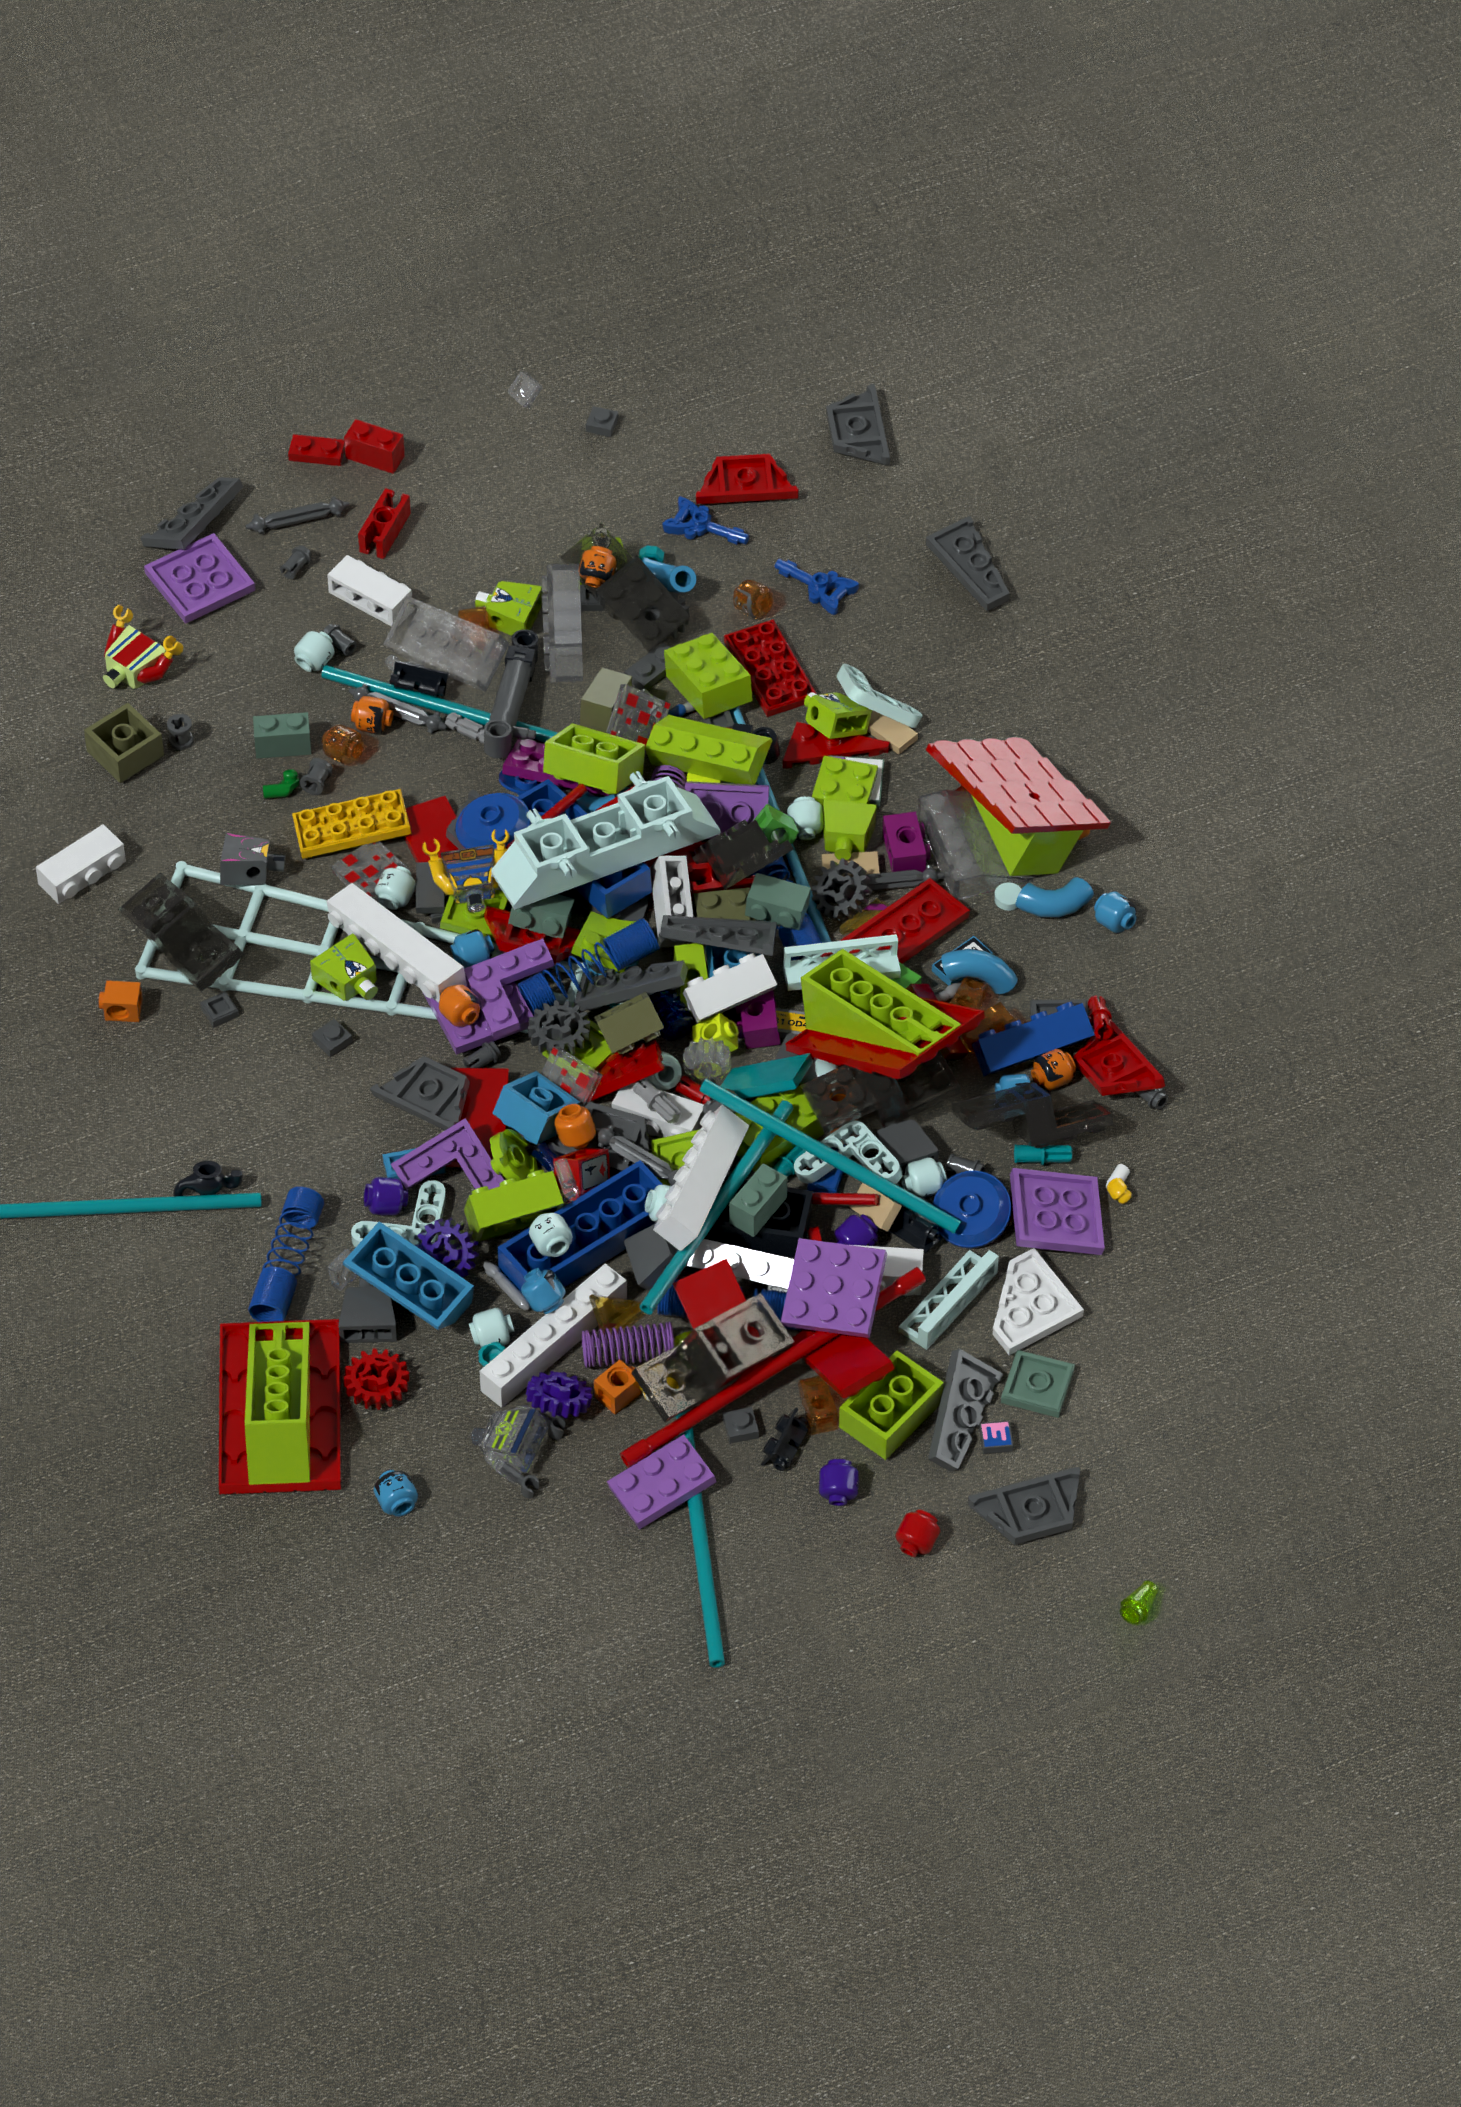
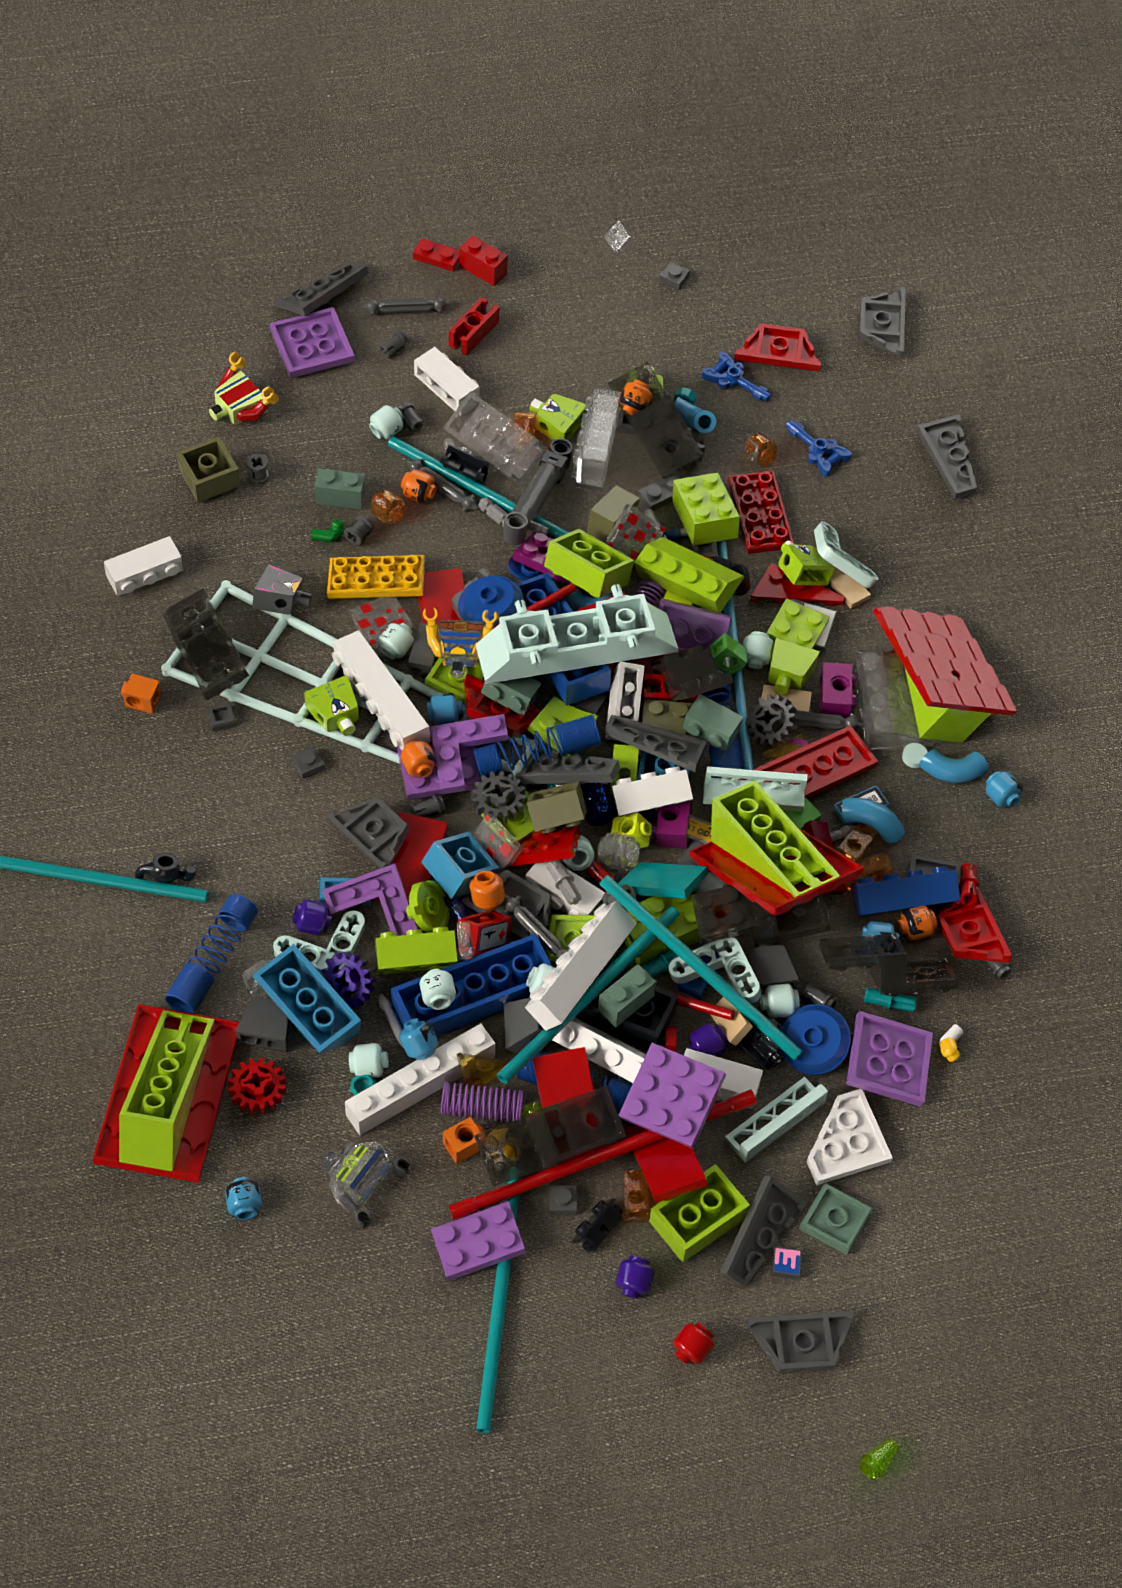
camera: 10 degrees right, 5 degrees up
(559, 1394) = (409, 1137): dark purple gear -> none

